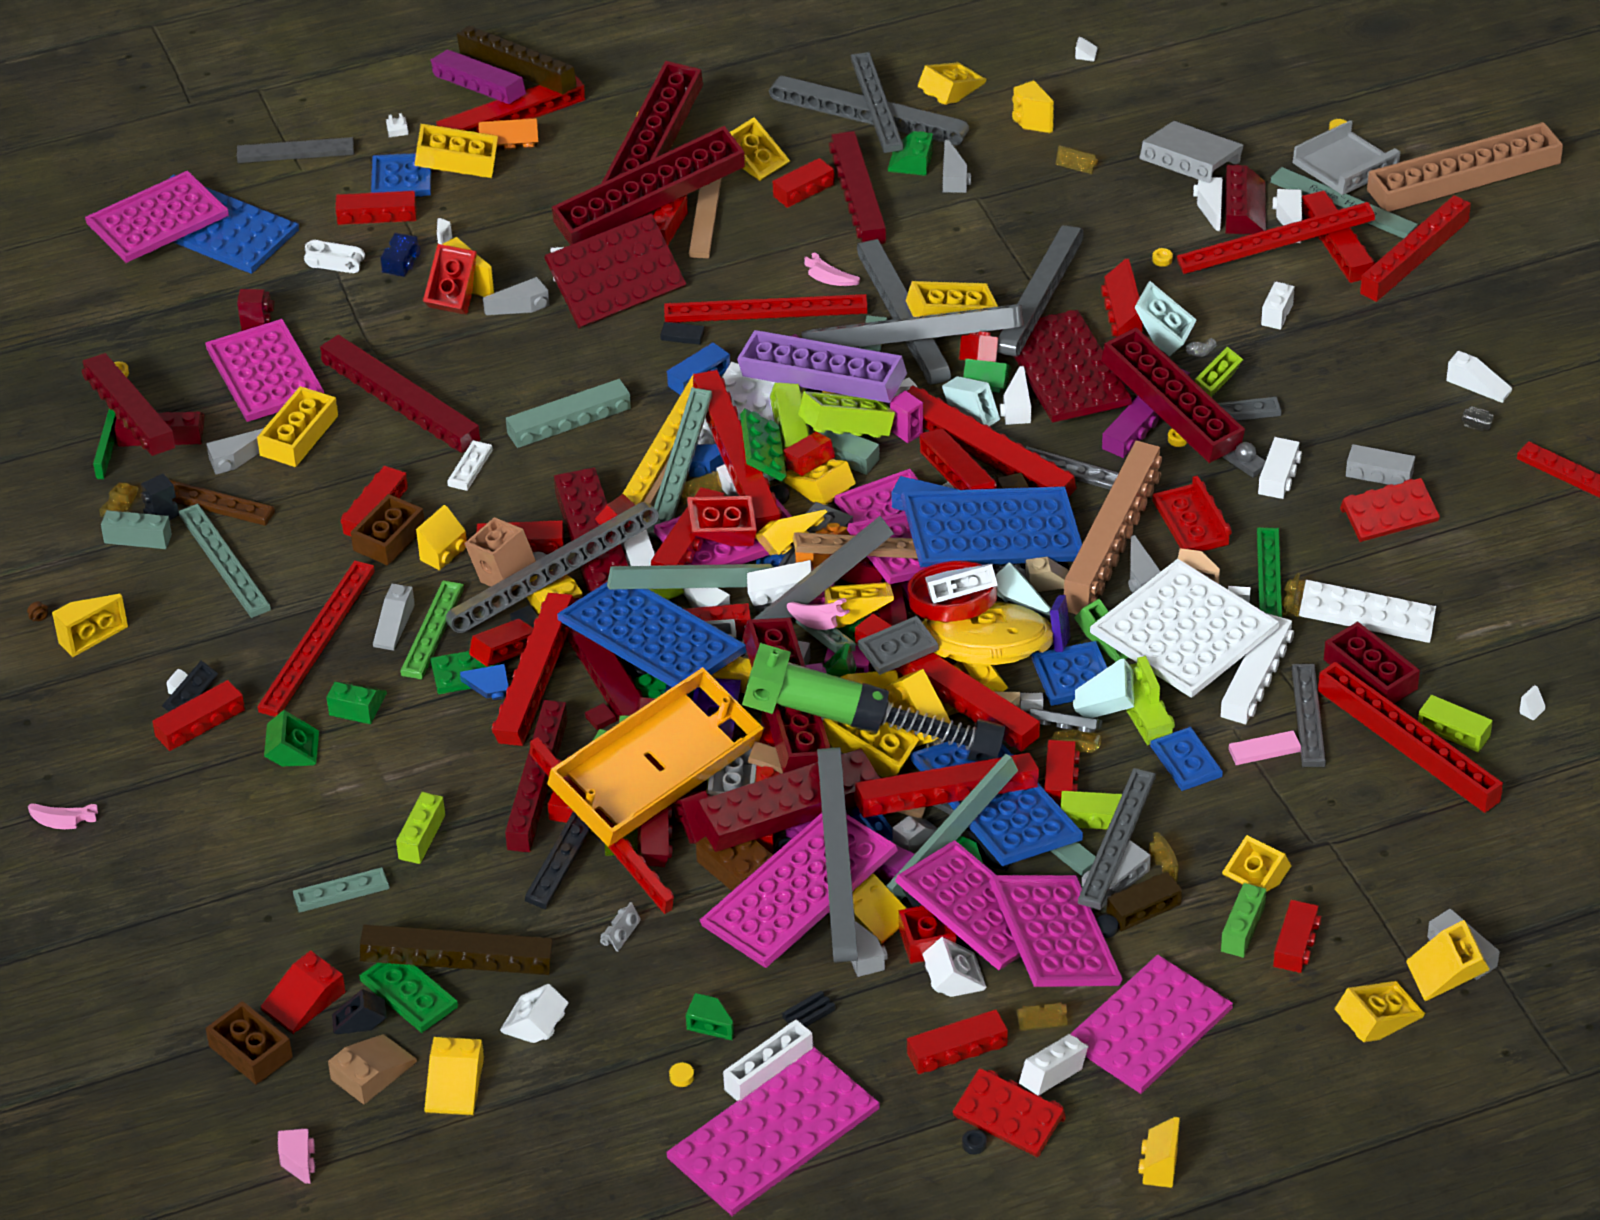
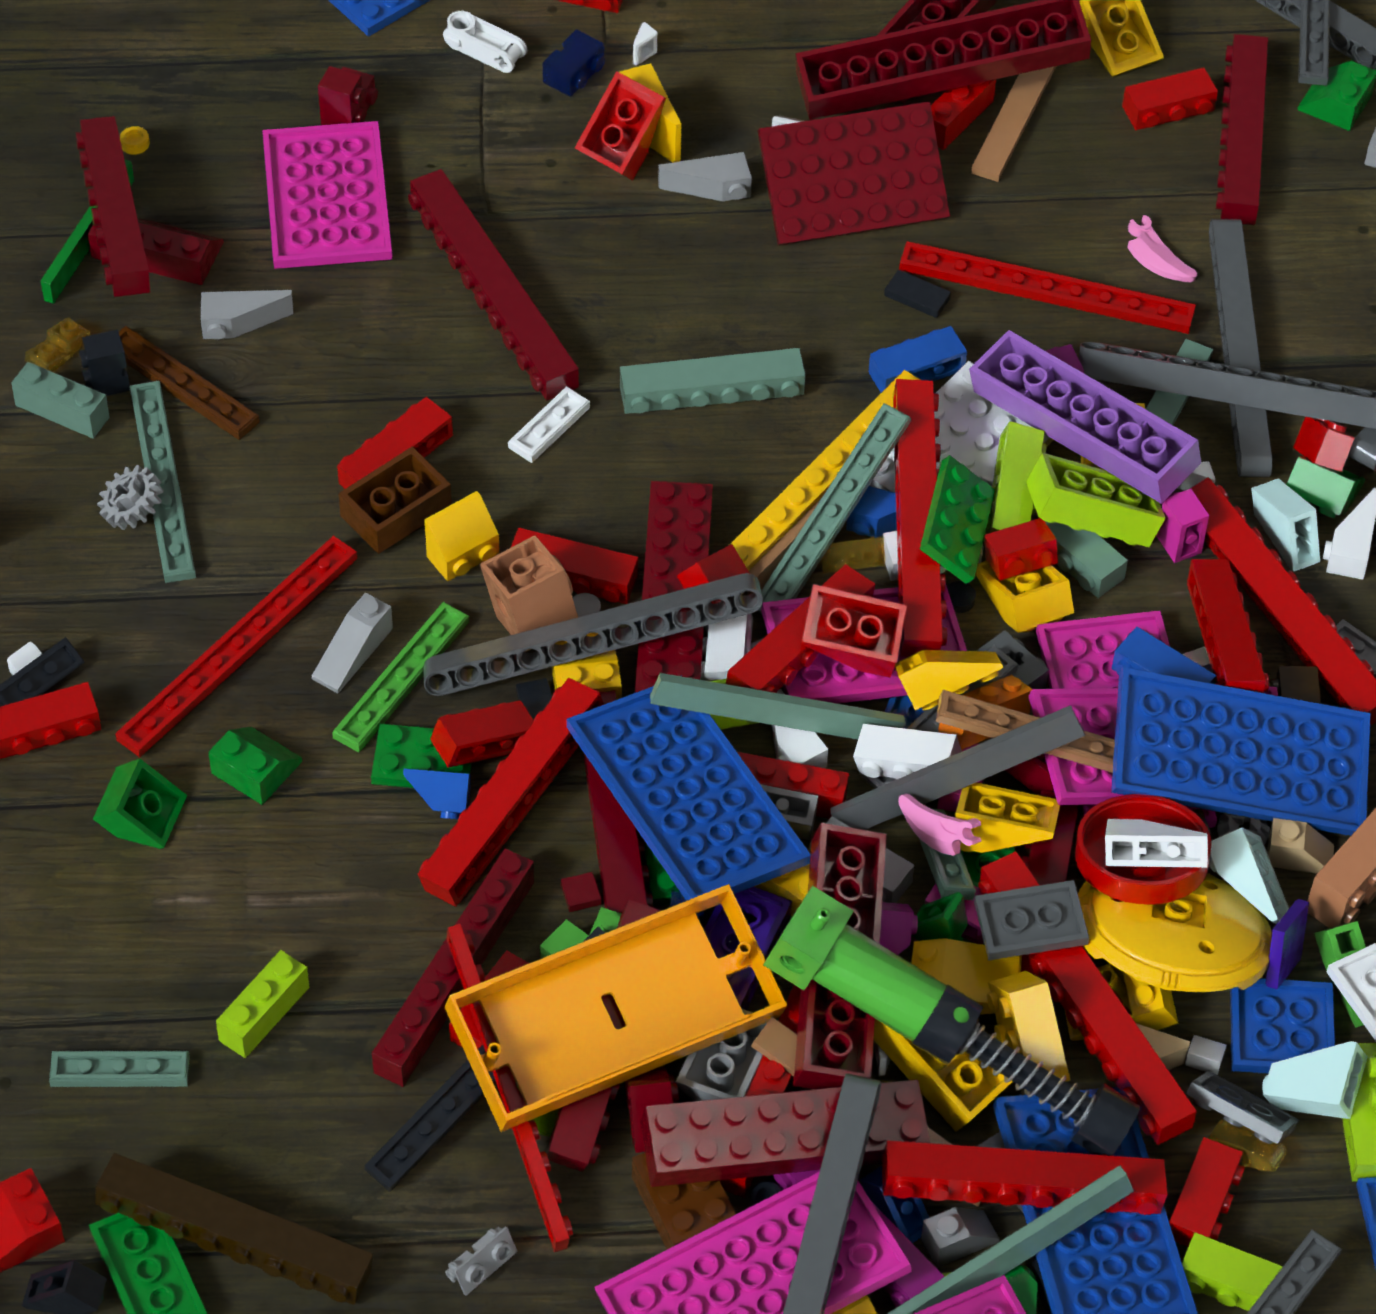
camera: 15 degrees right, 10 degrees up
(209, 572) = (130, 497): none -> light grey gear
(297, 426) = (334, 299): yellow brick -> none
(947, 297) = (1309, 352): yellow brick -> none

